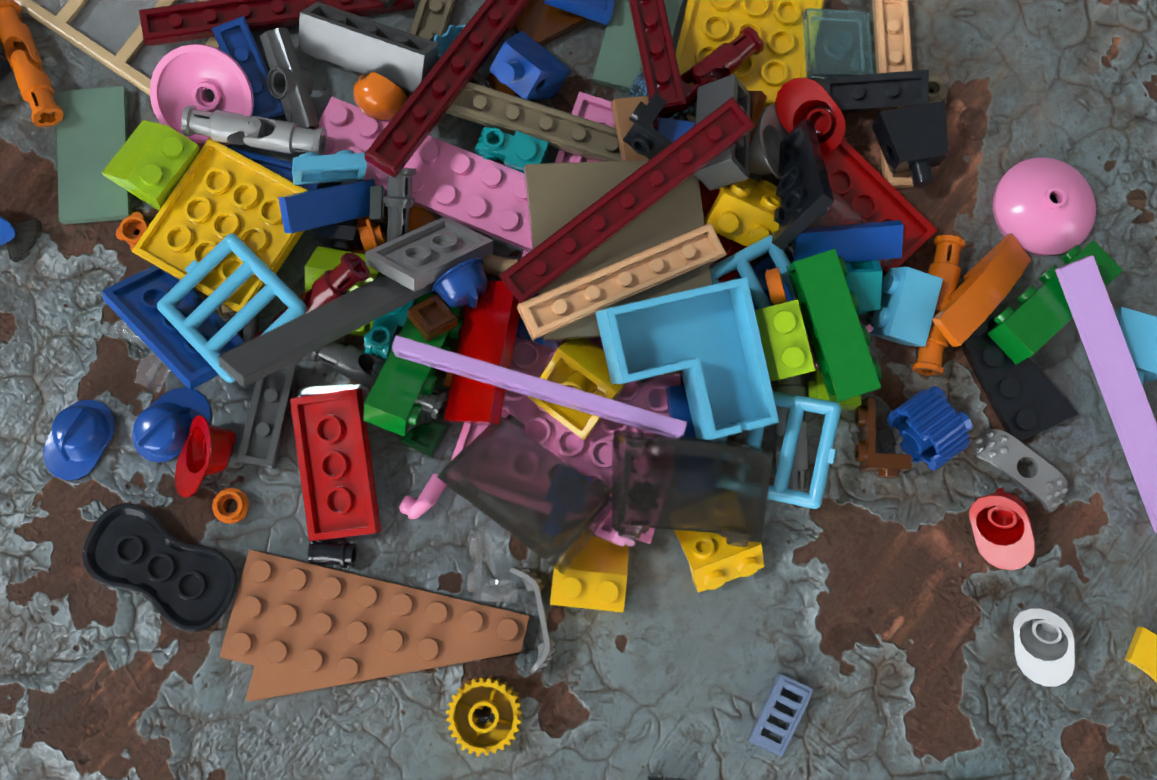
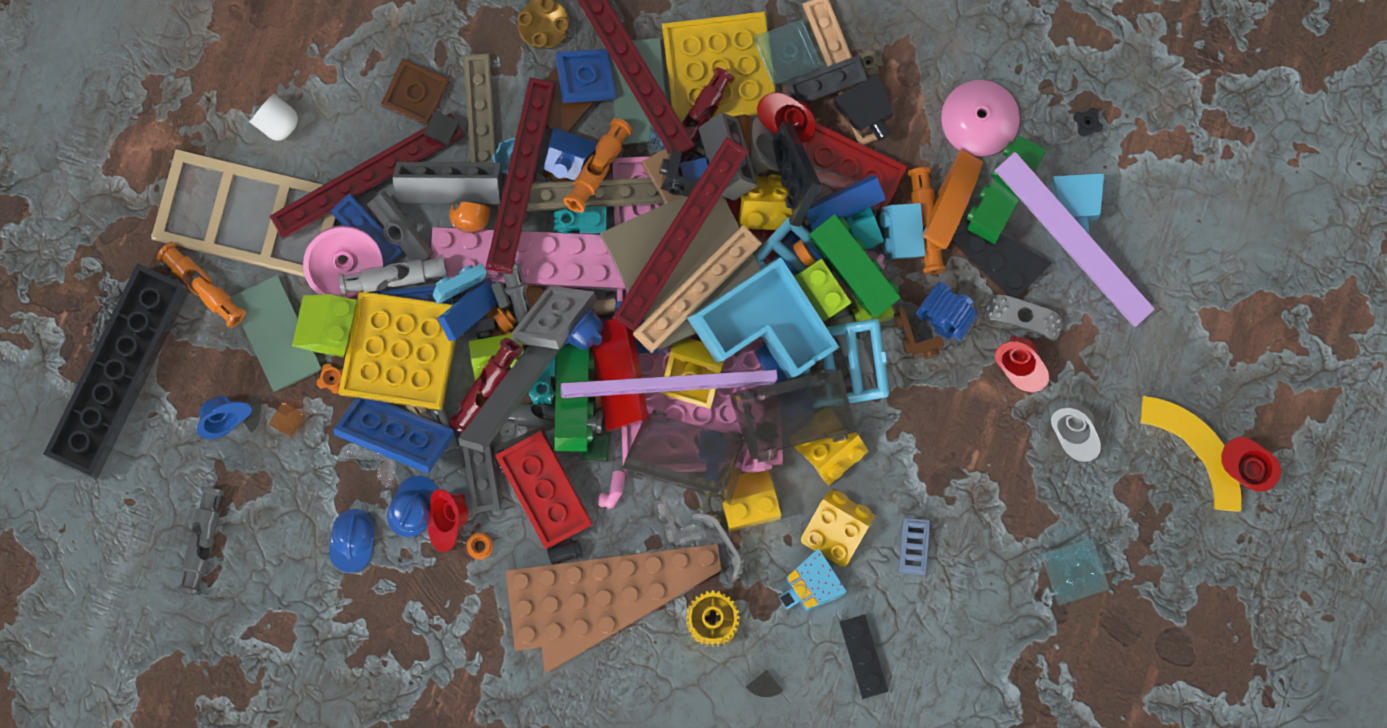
camera: 15 degrees left, 0 degrees up
(62, 262) = (287, 420): none -> clear orange tile
(137, 554) = (429, 601): black plate -> none
(198, 271) = (434, 371): medium azure bar -> none
(432, 317) = (573, 362): reddish brown tile -> none
(573, 78) = (605, 152): none -> orange piece
(631, 716) = (812, 584): none -> medium azure torso
(691, 653) = (837, 527): none -> yellow bracket

